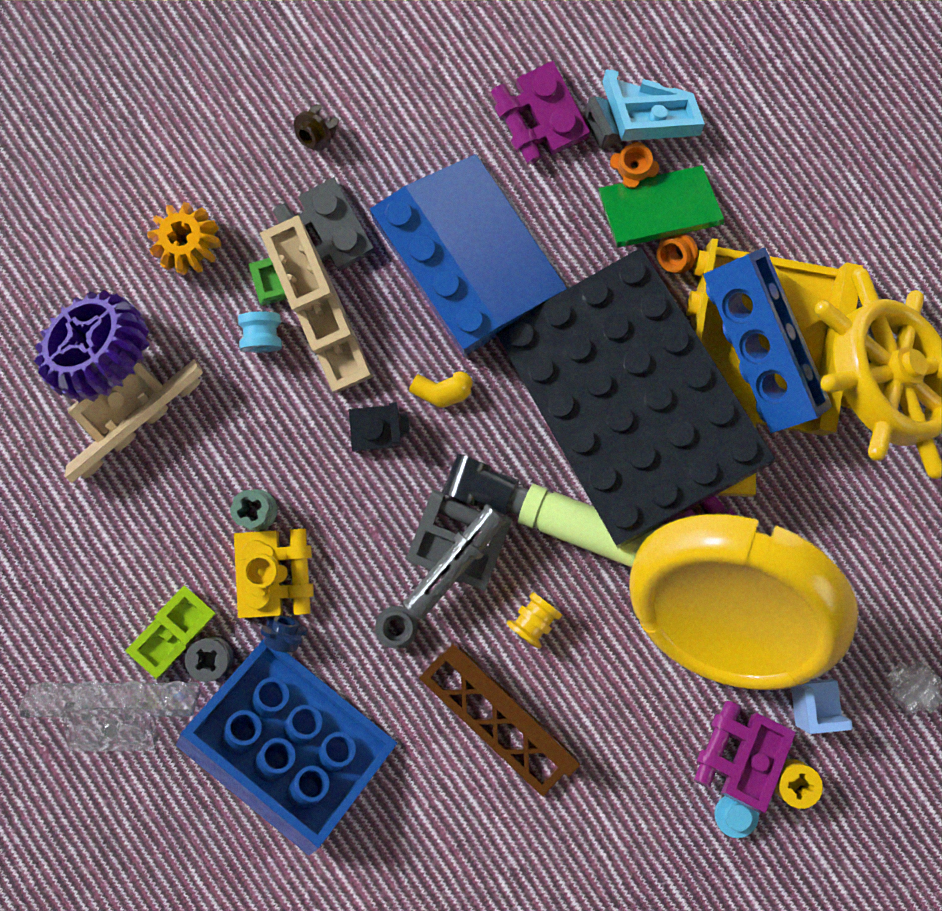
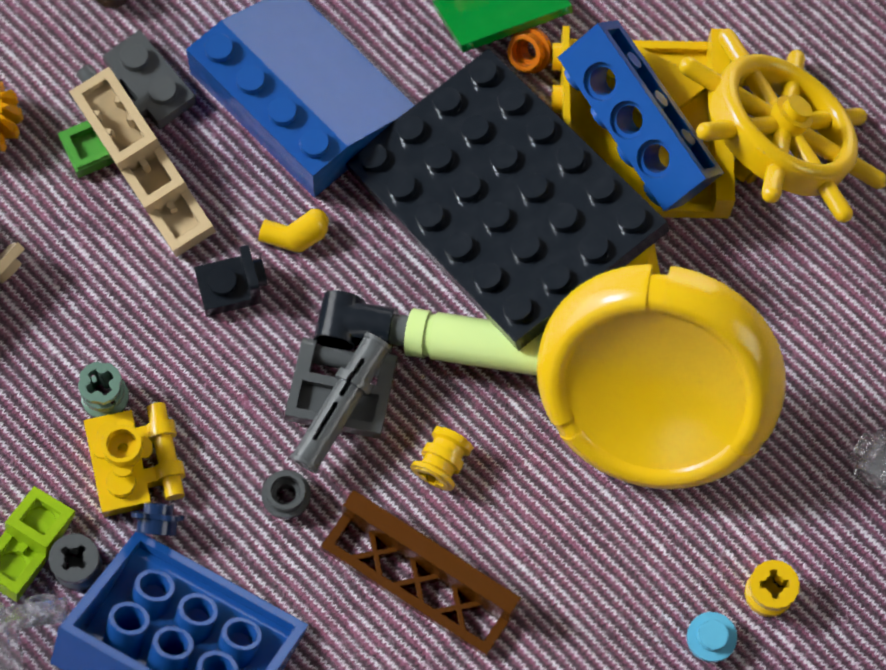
camera: 15 degrees left, 15 degrees down
(260, 332) = (81, 200): medium azure wheel -> none
(757, 760) = (722, 569): magenta plate -> none
(819, 707) = (778, 500): light blue panel -> none

